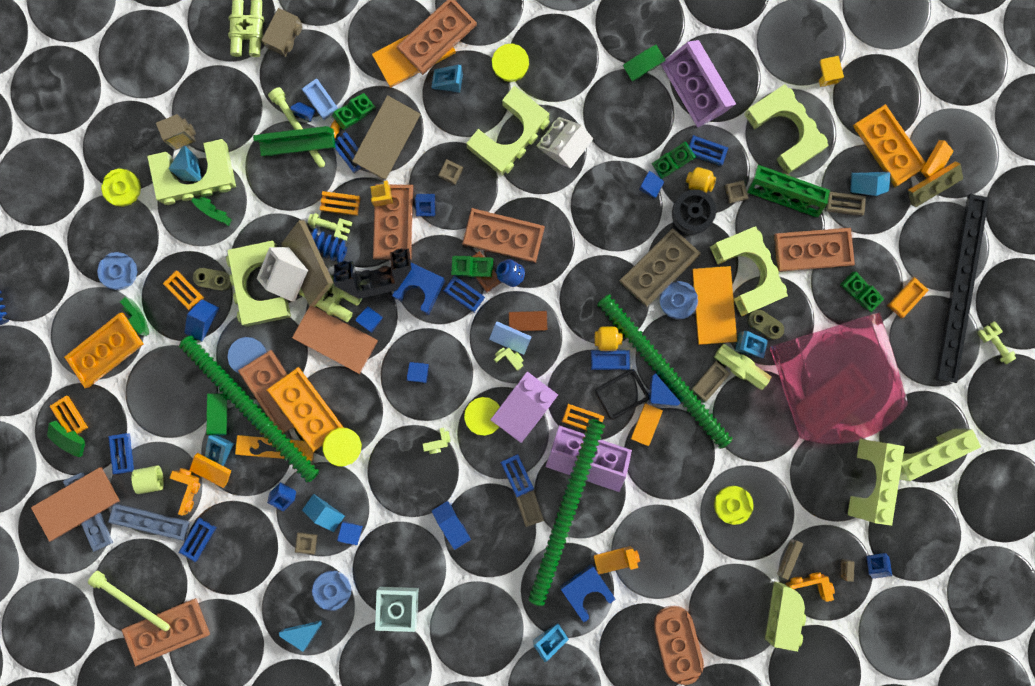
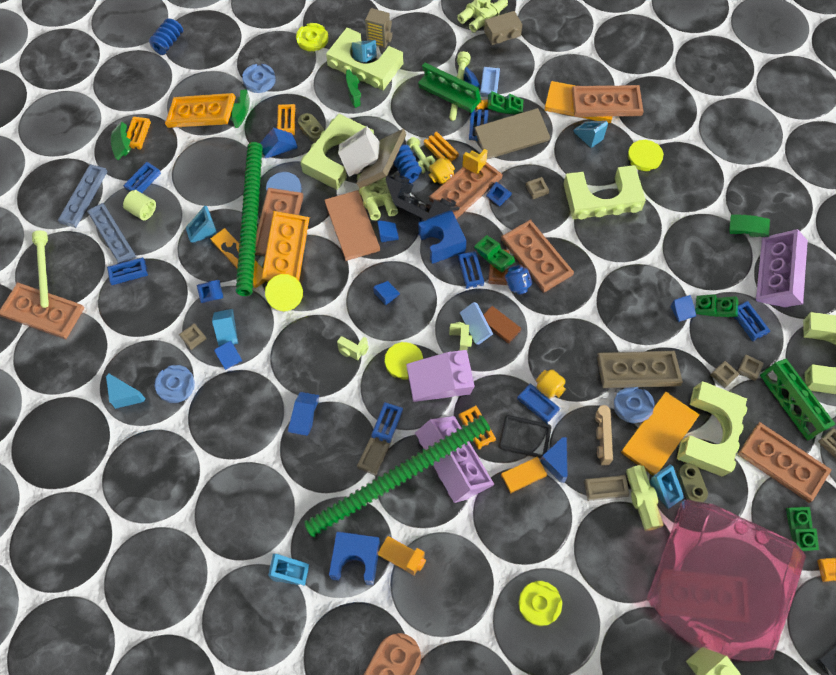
camera: 45 degrees right, 20 degrees down
(75, 504) = (81, 181): nougat tile -> none
(185, 476) = (155, 236): light orange bracket -> none
(210, 470) = (183, 234): light orange tile -> none
(216, 414) = (225, 204): green slope -> none
(361, 227) = (441, 170): none -> yellow head
(396, 609) = (203, 434): light aqua brick -> none
(565, 141) = (641, 229): white slope -> none
(665, 372) = (575, 451): green piece -> none
(677, 343) = (604, 433): none -> tan plate
(688, 221) = (702, 350): black wheel -> none
(701, 180) = (727, 335): yellow head -> none
(723, 214) = (724, 374): none -> dark tan tile

